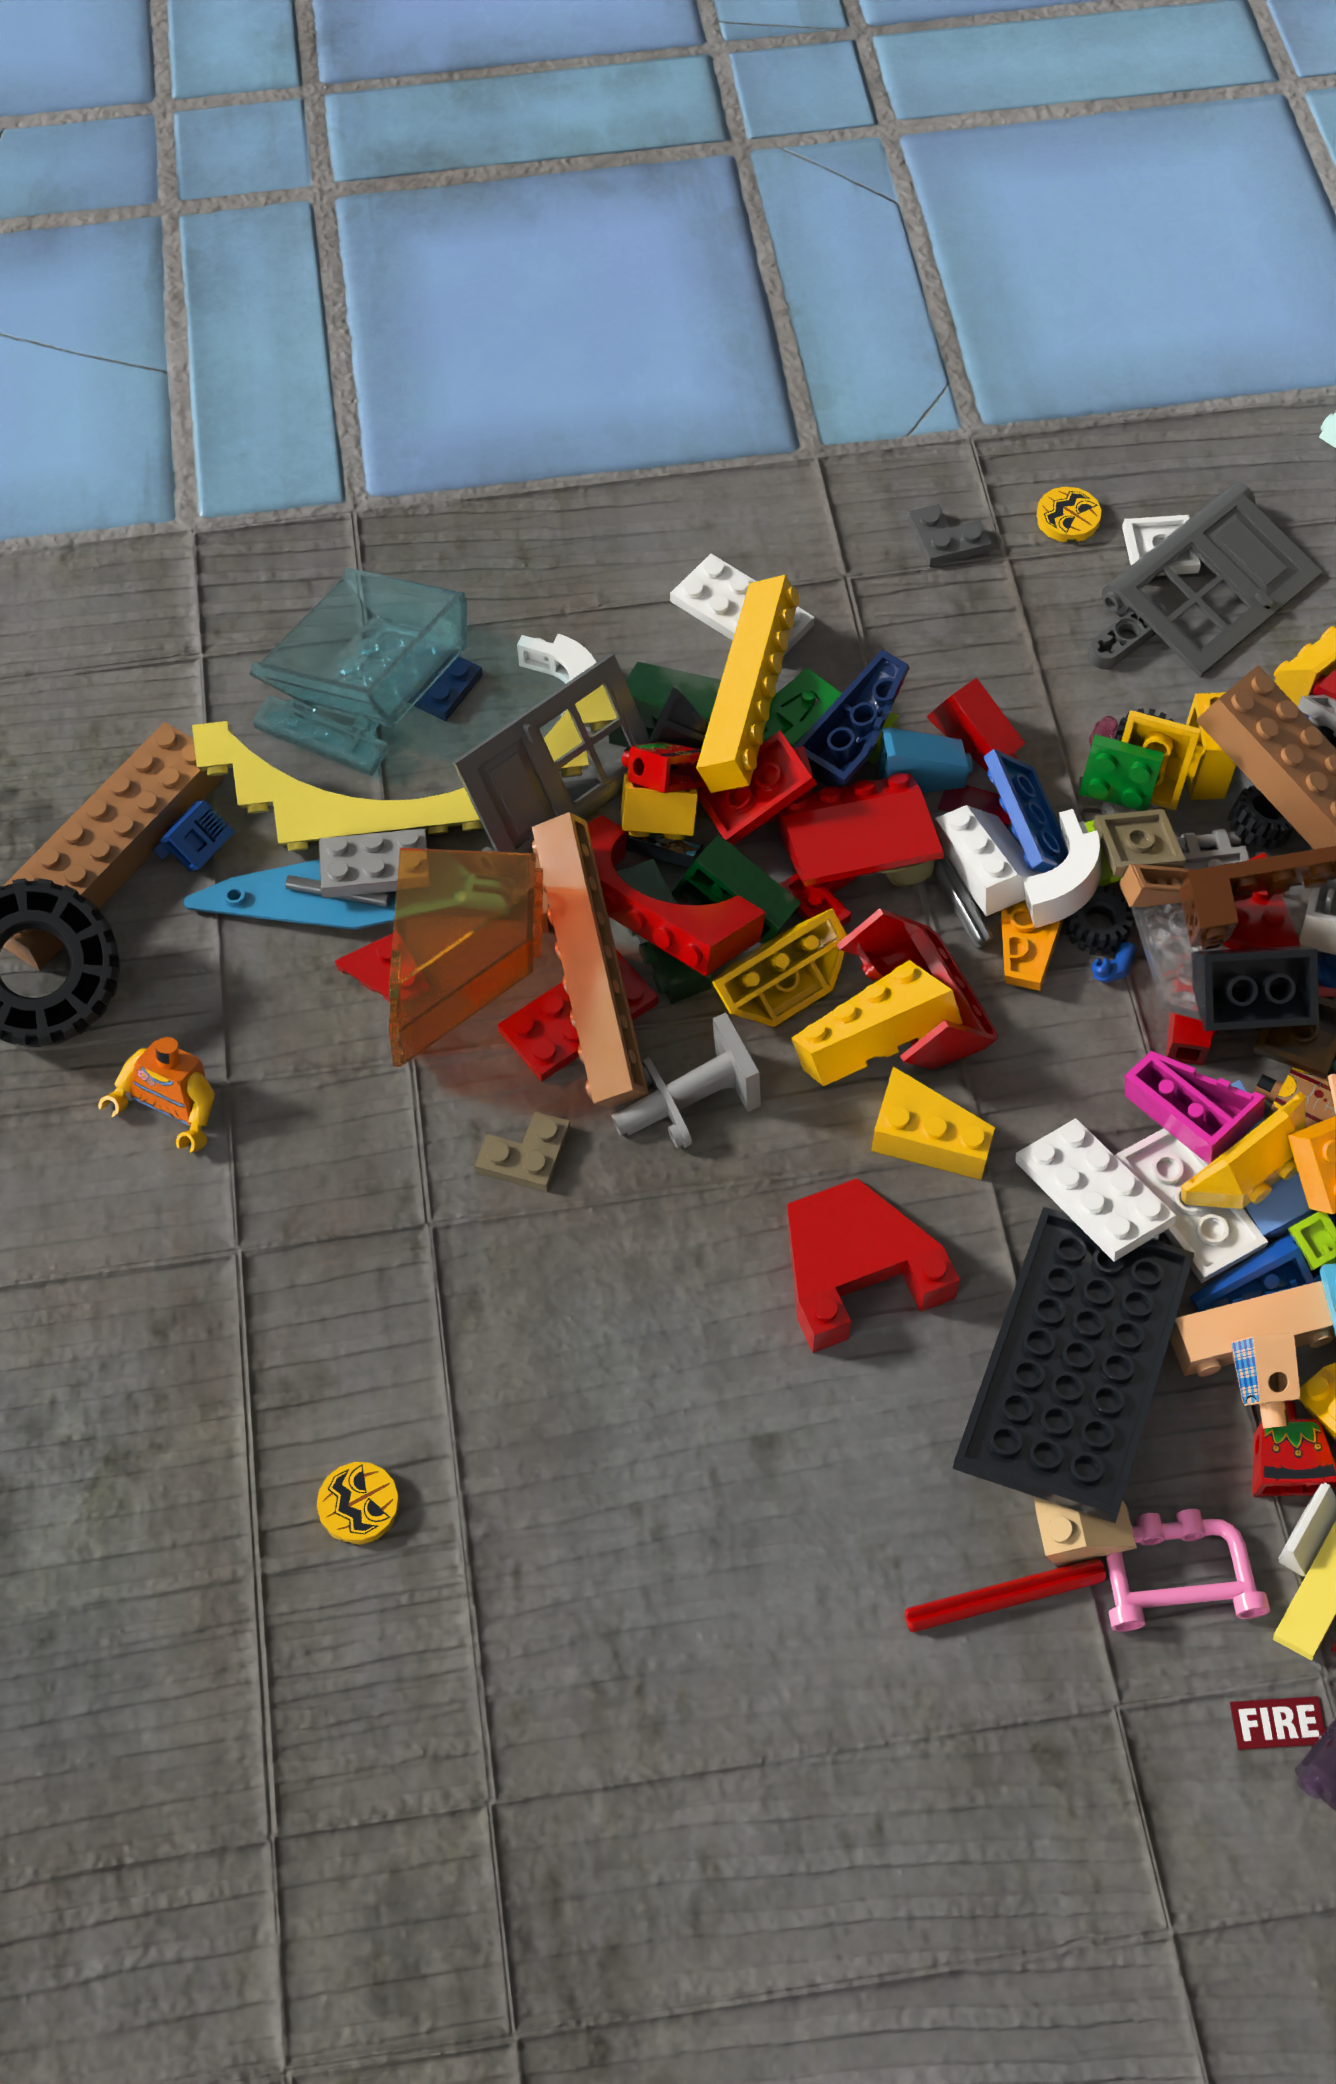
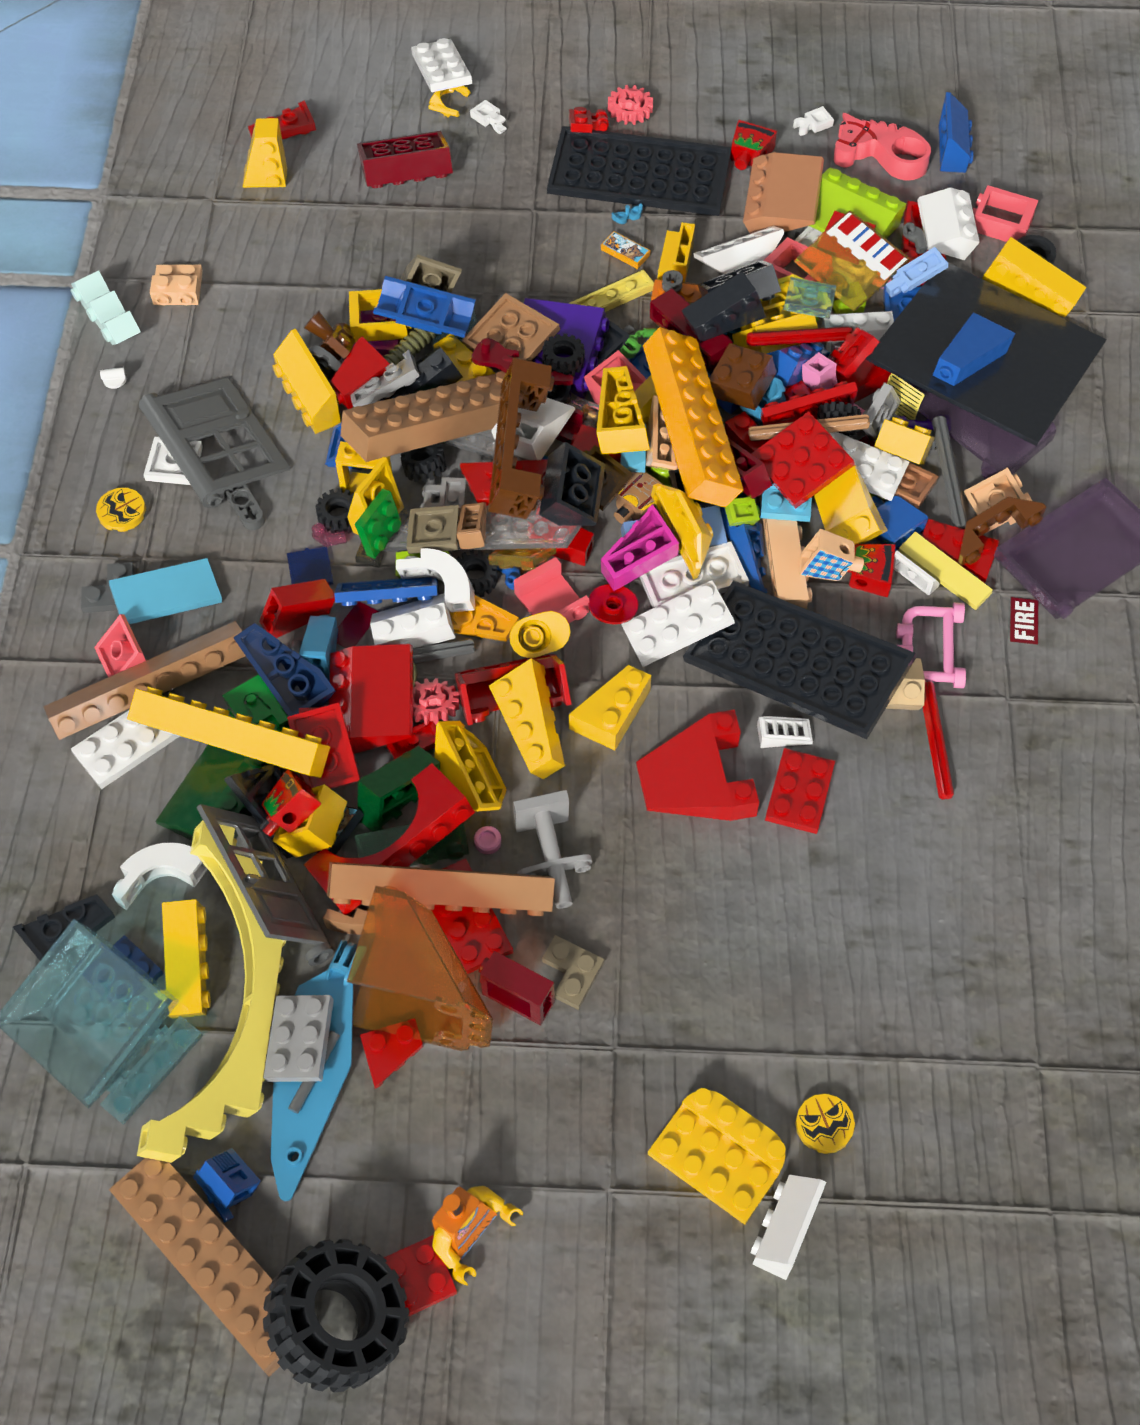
camera: 80 degrees left, 0 degrees up
(101, 1053) = (421, 1275): none -> red plate
(202, 1465) = (787, 1224): none -> white slope
(298, 1374) = (721, 1152): none -> yellow plate
(451, 726) = (186, 957): none -> yellow wedge
(476, 1081) = (516, 987): none -> dark red window
(486, 615) = (45, 931): none -> black wing
(693, 1019) = (487, 840): none -> bright pink tile
(821, 596) = (160, 672): none -> medium nougat brick
(858, 570) = (119, 648): none -> coral slope
(866, 1405) = (800, 791): none -> red plate
(867, 894) = (434, 701): none -> coral gear
(945, 1336) = (775, 740): none -> white slope
(956, 586) = (165, 591): none -> medium azure tile
(1015, 1010) = (539, 634): none -> yellow piece
(1050, 734) = (310, 565): none -> clear blue piece
(1093, 1021) = (547, 590): none -> coral panel
(1102, 1085) = (612, 605): none -> red dish
(1129, 960) = (523, 558): none -> clear yellow plate
(1268, 451) = (113, 377): none -> white plate

